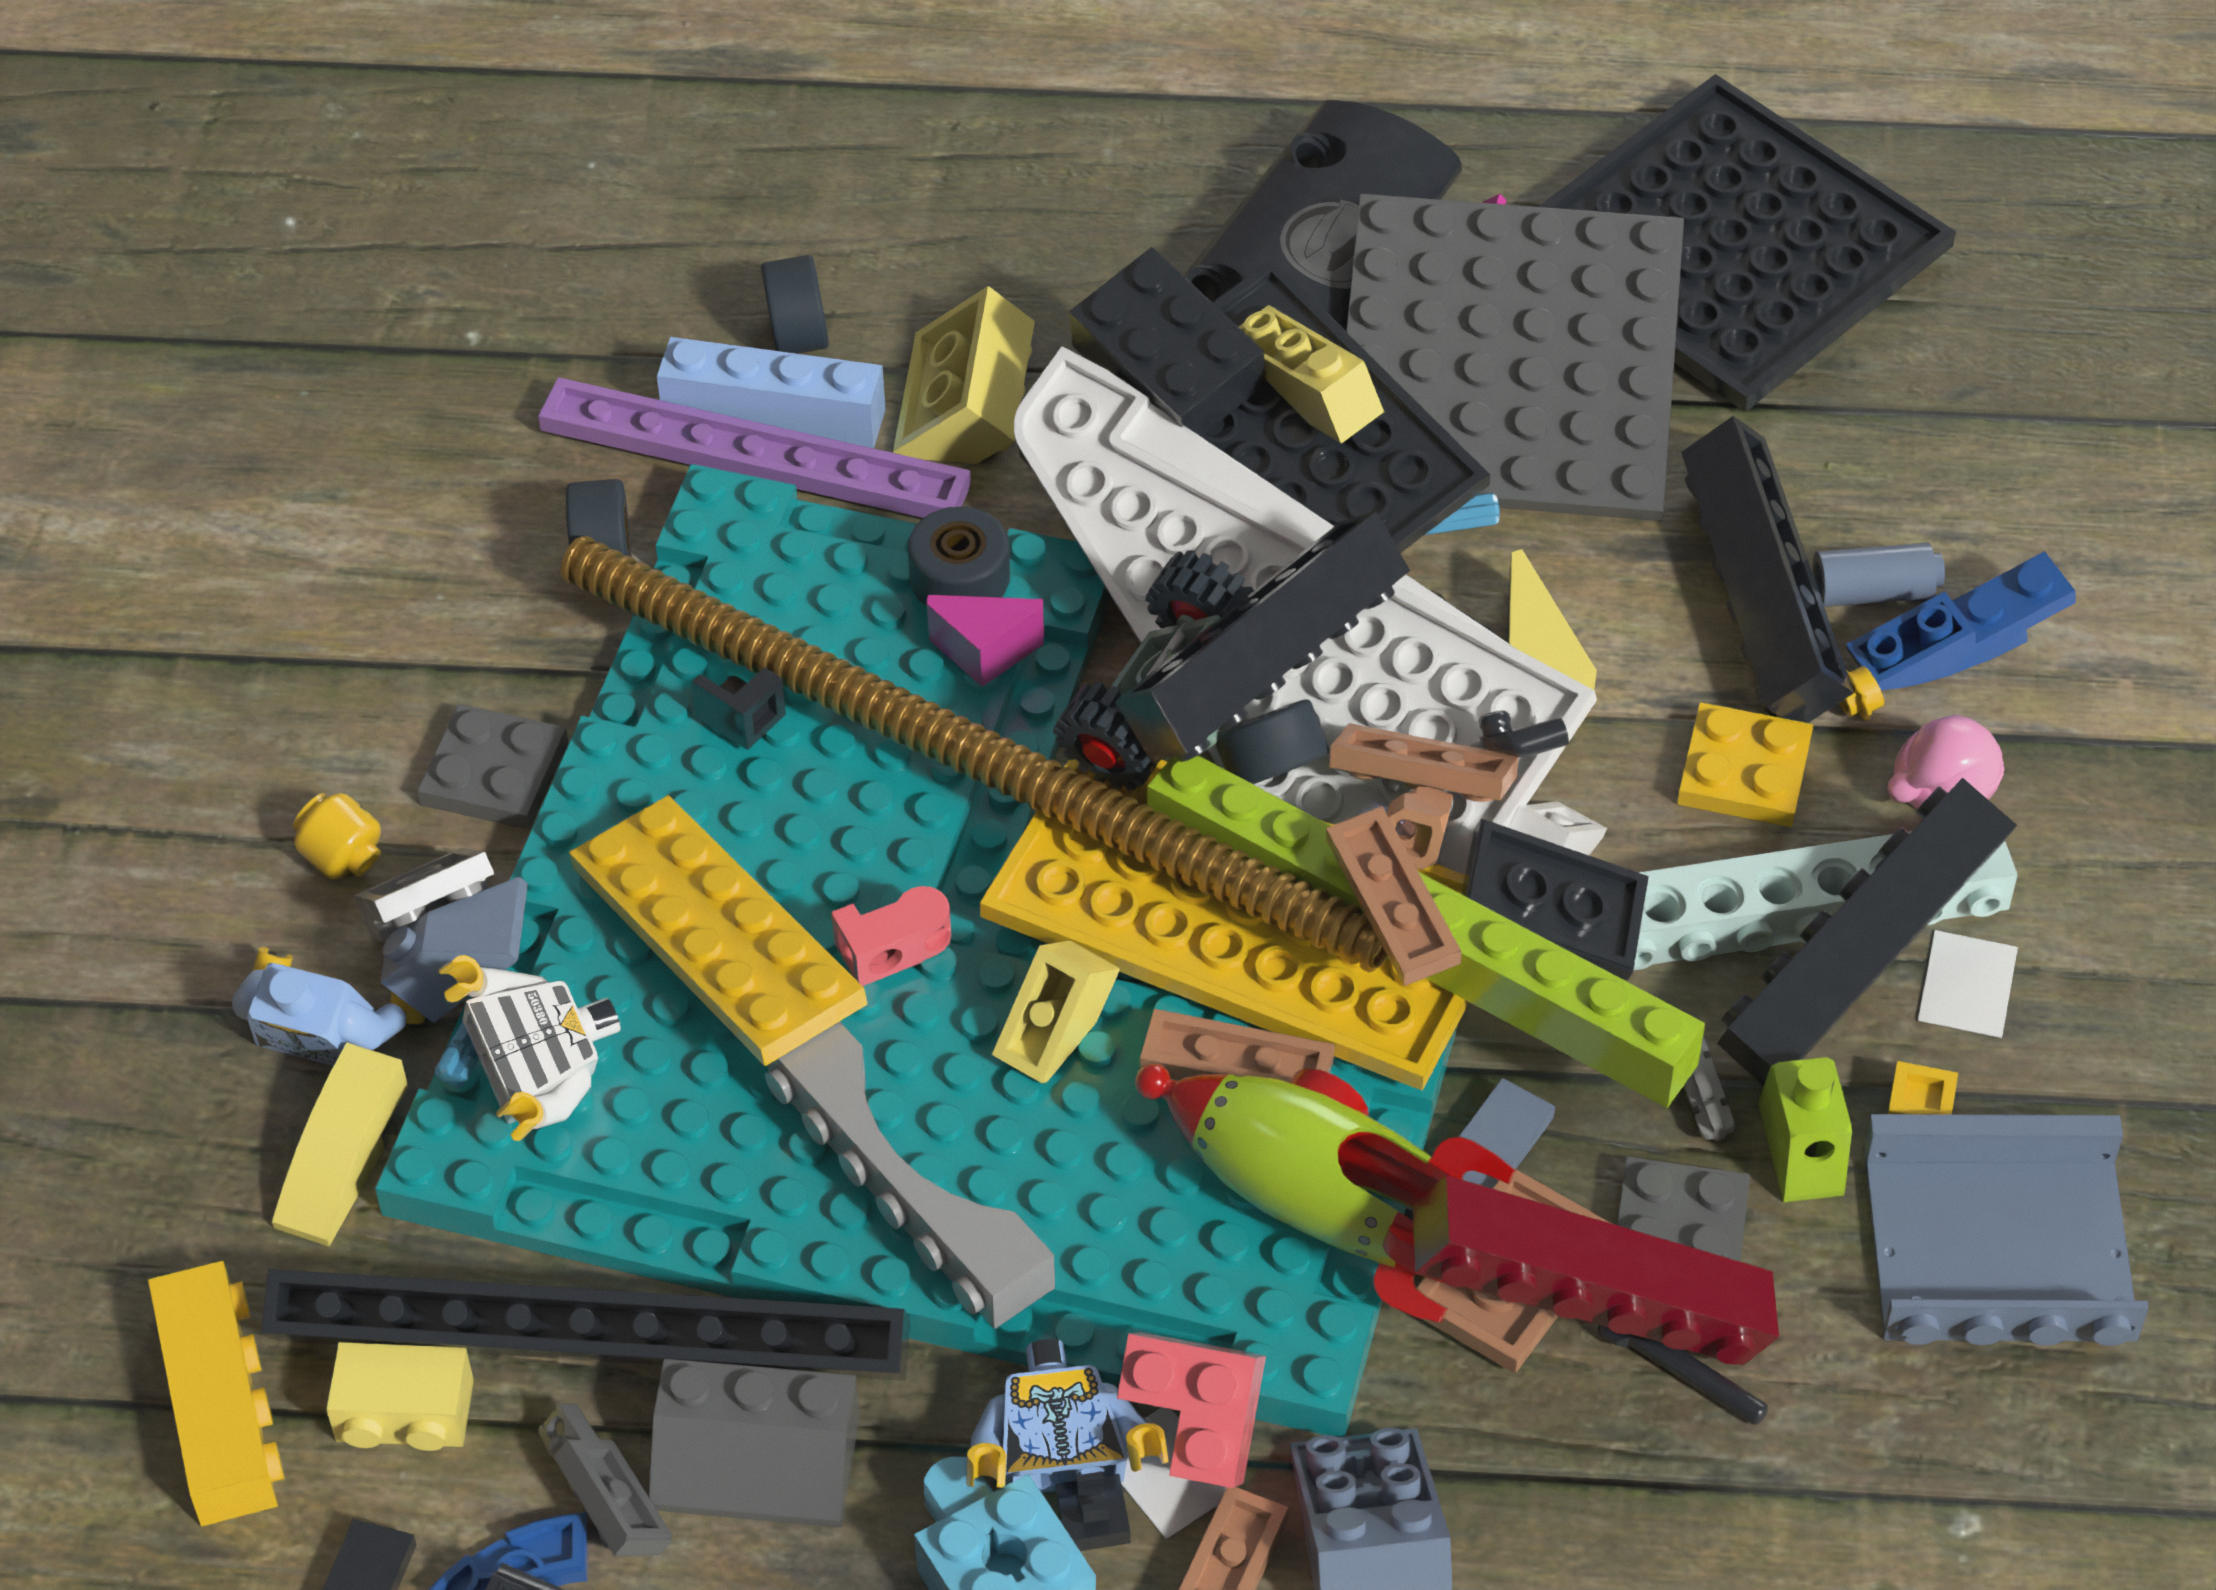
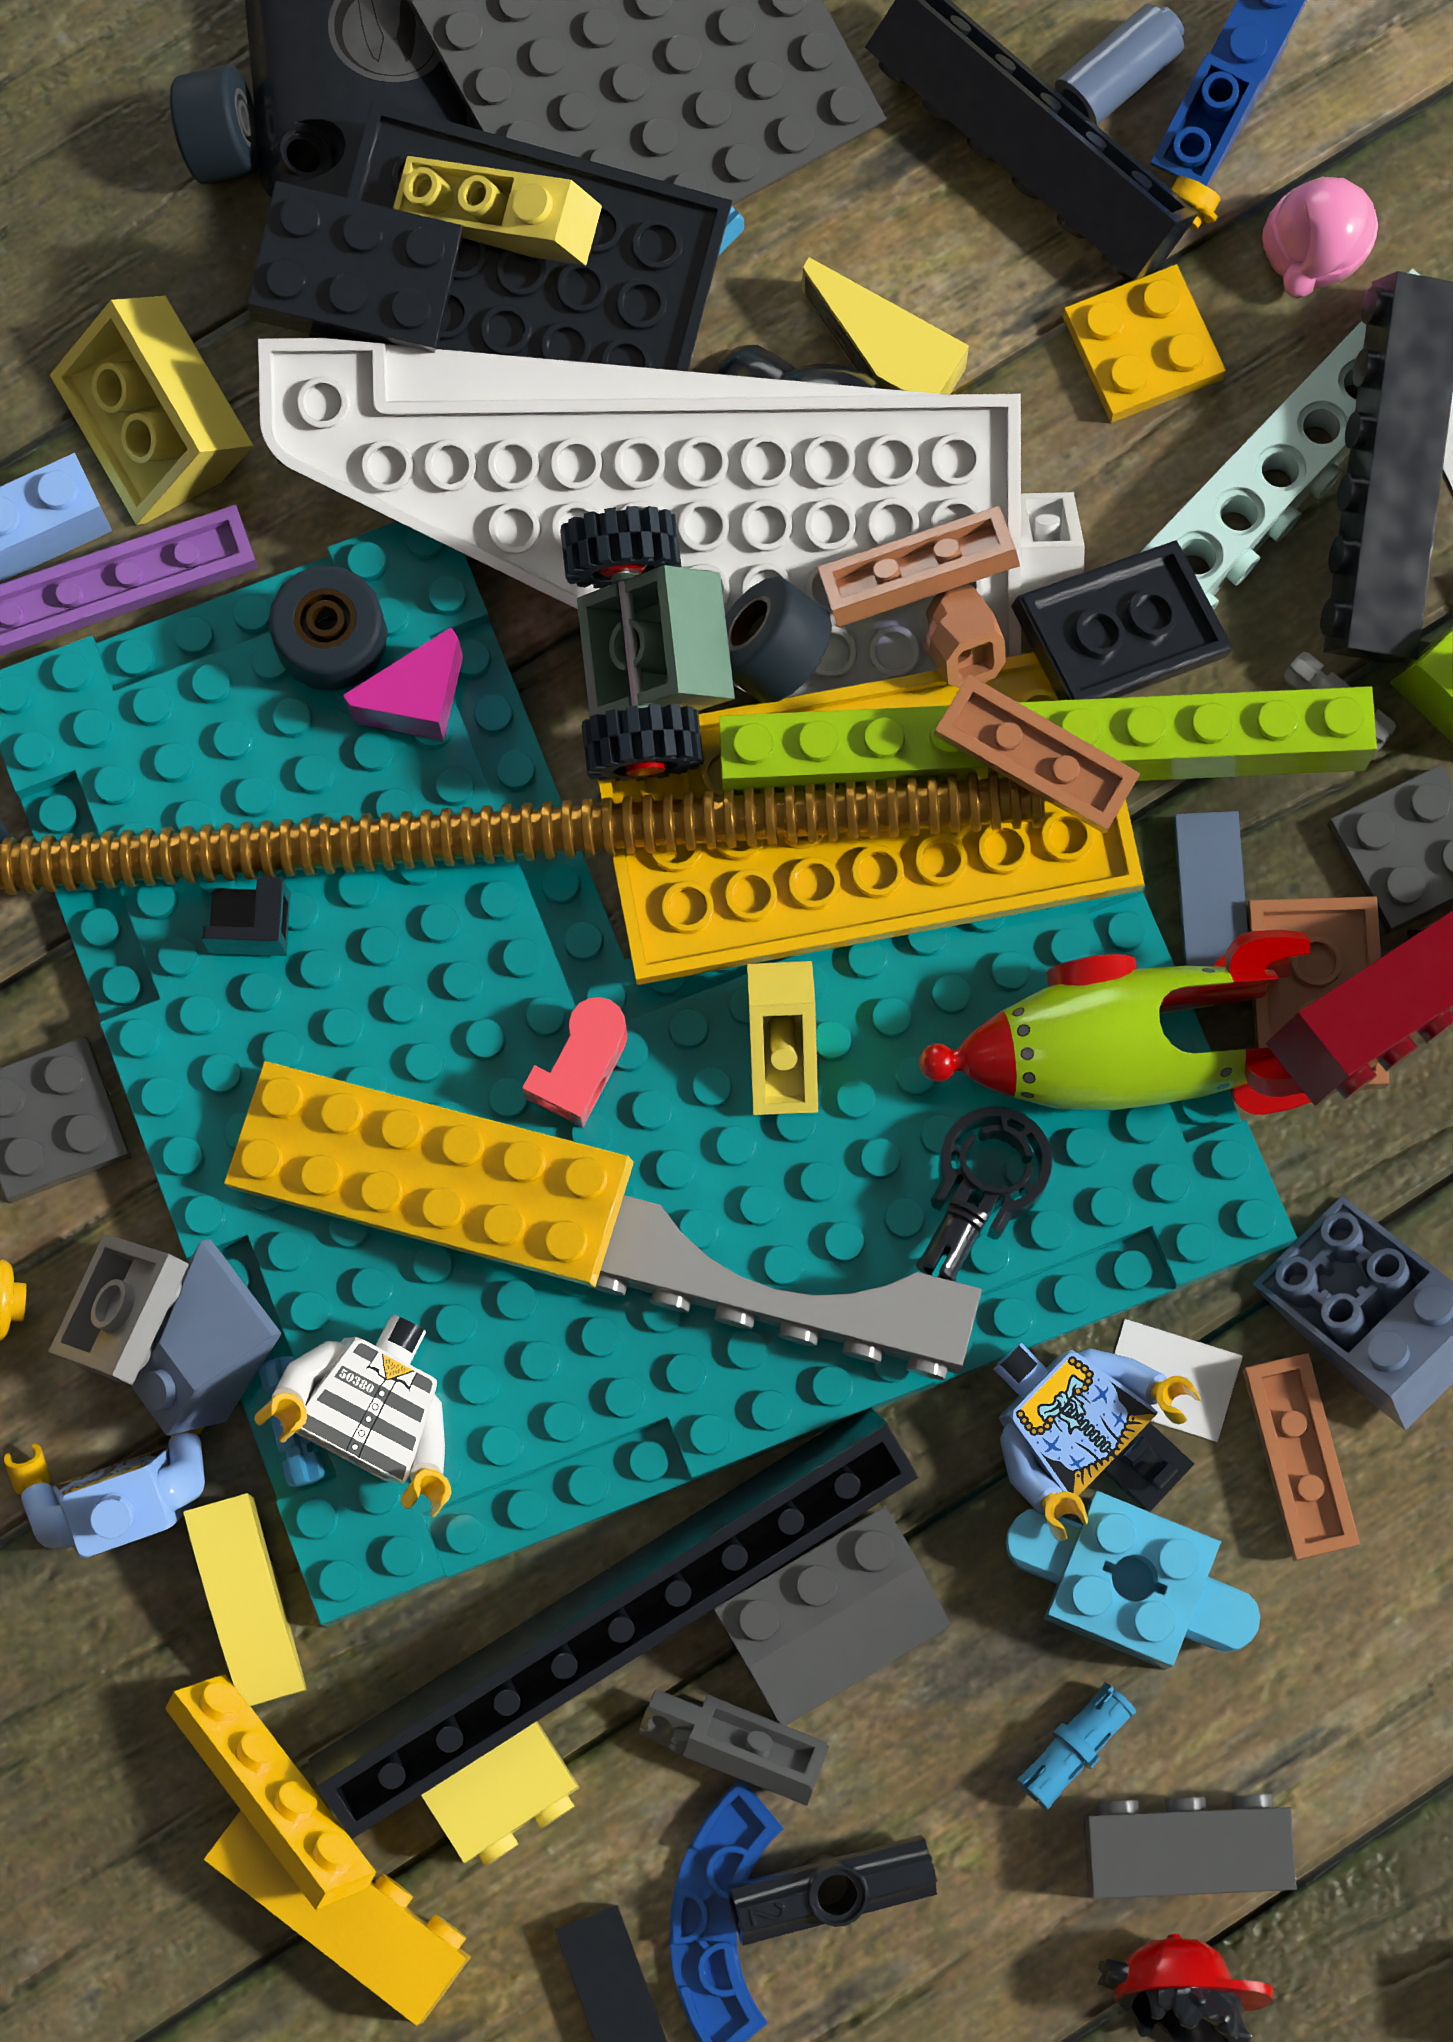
camera: 35 degrees left, 25 degrees up
(235, 1265) = (270, 1791): none -> yellow plate
(1107, 1217) = (962, 1219): none -> black pin
(1168, 225) = (215, 124): none -> black wheel
(1205, 1046) = (968, 973): nougat plate -> none
(1215, 1398) = (1180, 1309): coral brick -> none
(1263, 638) = (719, 557): black brick -> none
(1524, 741) = (989, 492): black arm -> none

